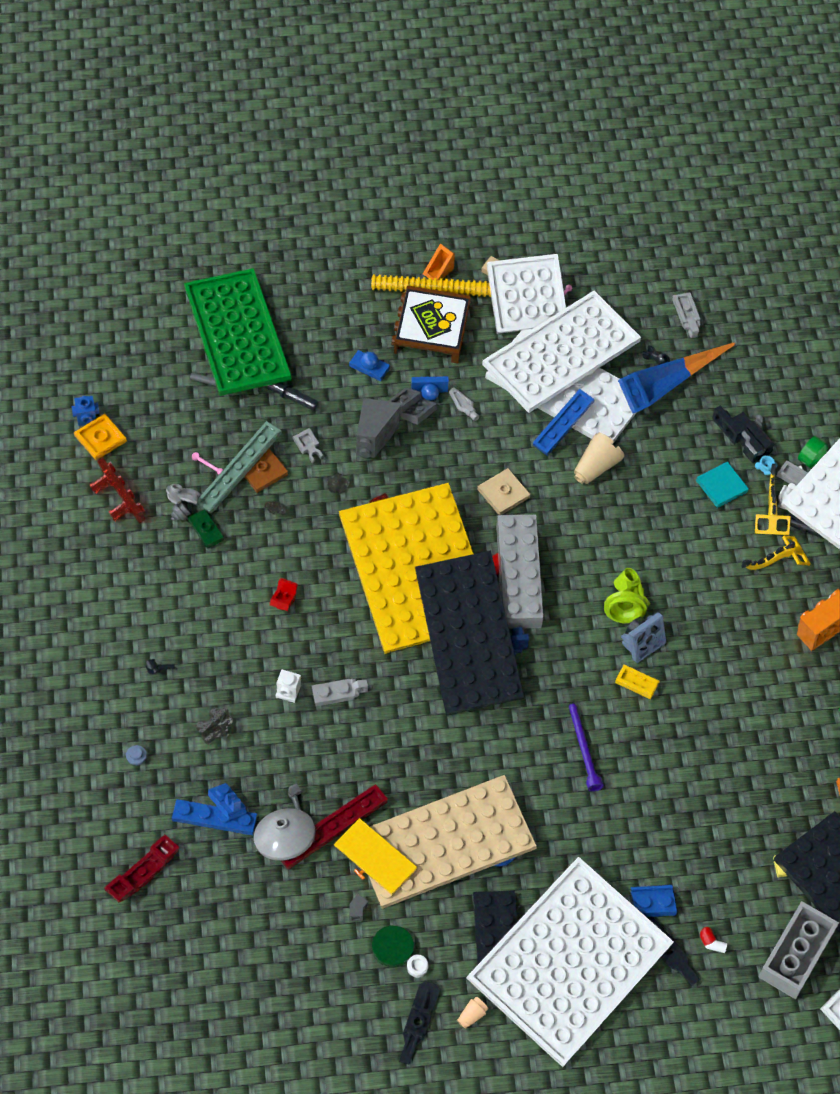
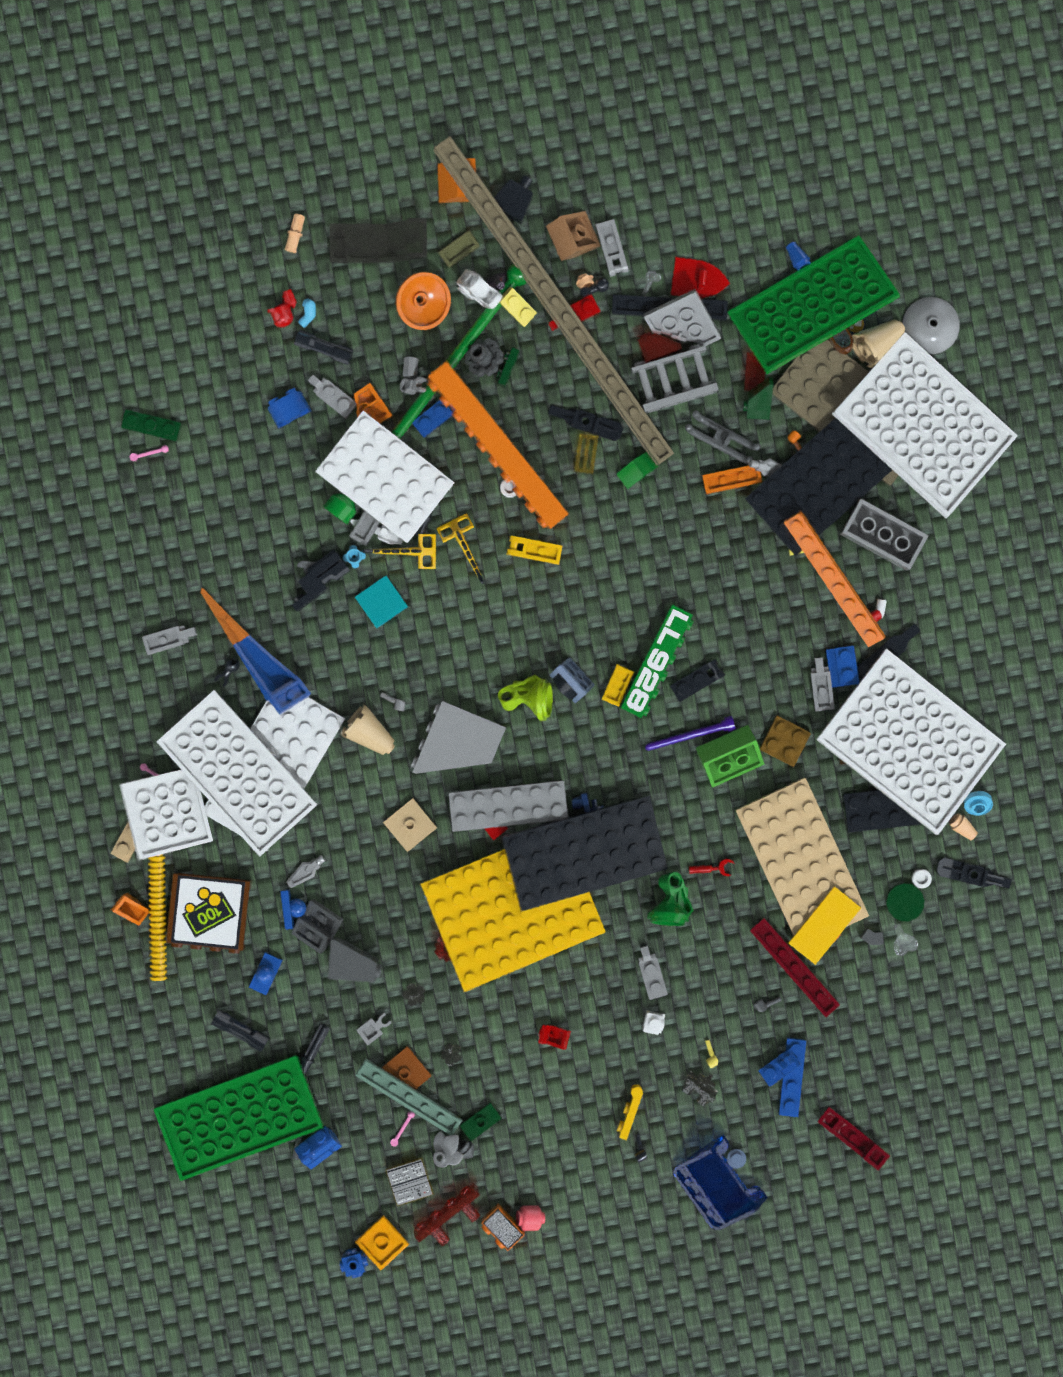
camera: 90 degrees left, 30 degrees up
(99, 537) = (502, 1227): none -> brick
(104, 560) = (530, 1218): none -> coral head
(112, 733) = (716, 1186): none -> clear blue windscreen
(156, 463) = (409, 1181): none -> light grey tile
(199, 658) = (630, 1110): none -> yellow plate
(200, 389) = (318, 1147): none -> blue brick
(242, 742) = (712, 1061): none -> light yellow hand
(284, 834) = (811, 1000): light grey dish -> none
(311, 348) = (238, 1029): none -> black axle
(349, 941) = (903, 941): none -> clear rock
(405, 713) = (676, 906): none -> green piece
(443, 753) = (708, 868): none -> red piece
(498, 1028) = (978, 803): none -> medium azure plate
(560, 780) = (730, 756): none -> bright green slope
(563, 422) = (325, 768): blue plate -> none
(573, 837) = (785, 741): none -> pearl gold plate
(585, 535) = (457, 740): none -> light grey slope
(621, 491) = (399, 704): none -> light grey hand
(633, 876) = (822, 686): none -> light grey hinge
(640, 757) = (696, 681): none -> black plate
(661, 718) = (656, 661): none -> green brick
(749, 892) = (834, 579): none -> orange plate
(775, 618) = (535, 550): none -> yellow plate

